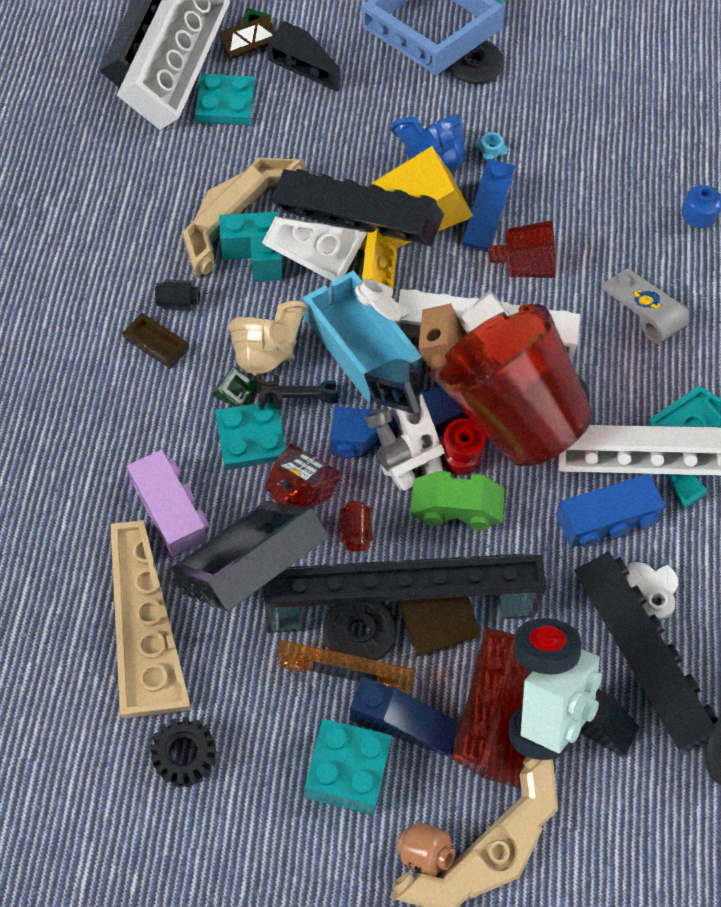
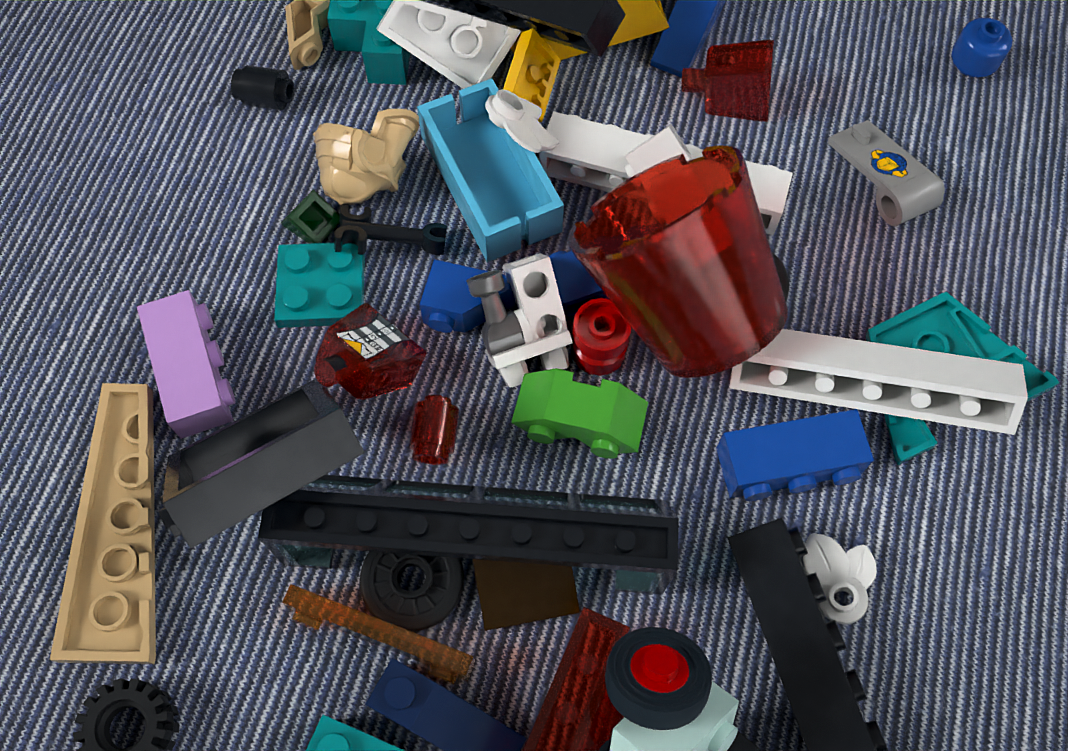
camera: 10 degrees right, 5 degrees up
(155, 340) = (224, 144): dark brown tile -> none
(395, 385) = (516, 241): black slope -> none
(438, 333) = (591, 173): medium nougat torso -> none

